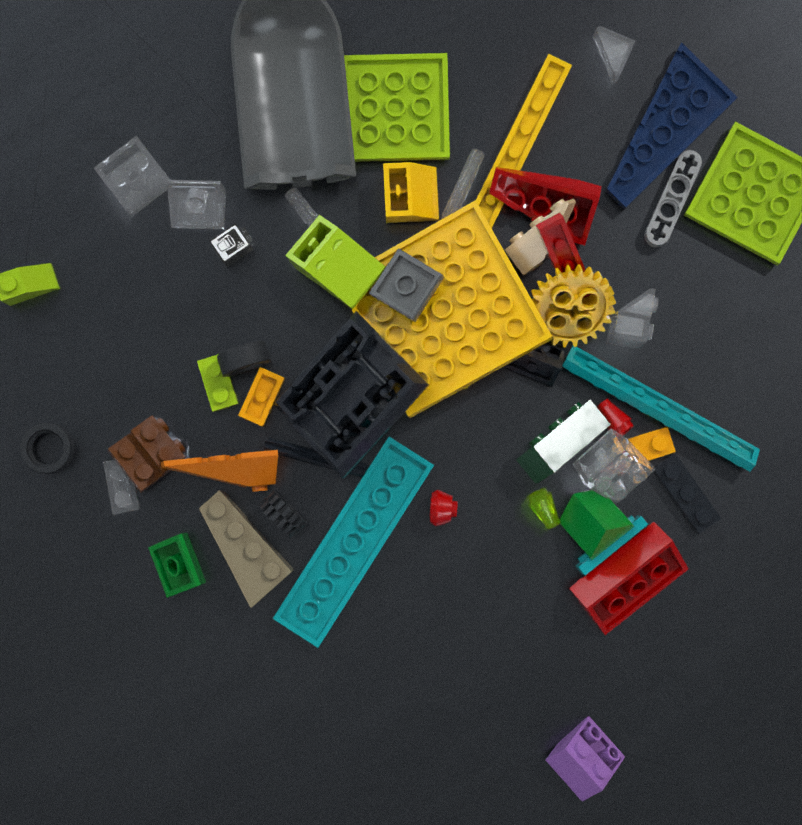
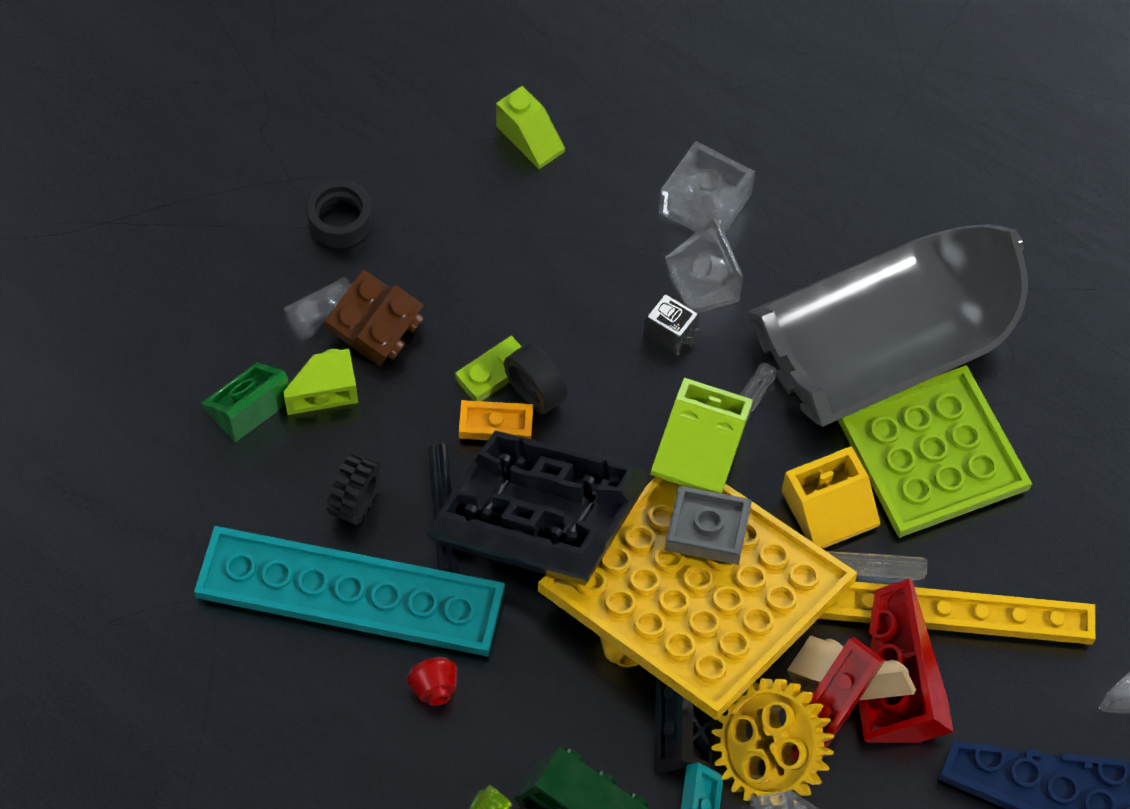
camera: 65 degrees right, 25 degrees down
(184, 504) = (322, 383): none -> lime slope
(242, 470) = (396, 424): orange wedge -> none
(246, 550) = (291, 467): dark tan wedge -> none

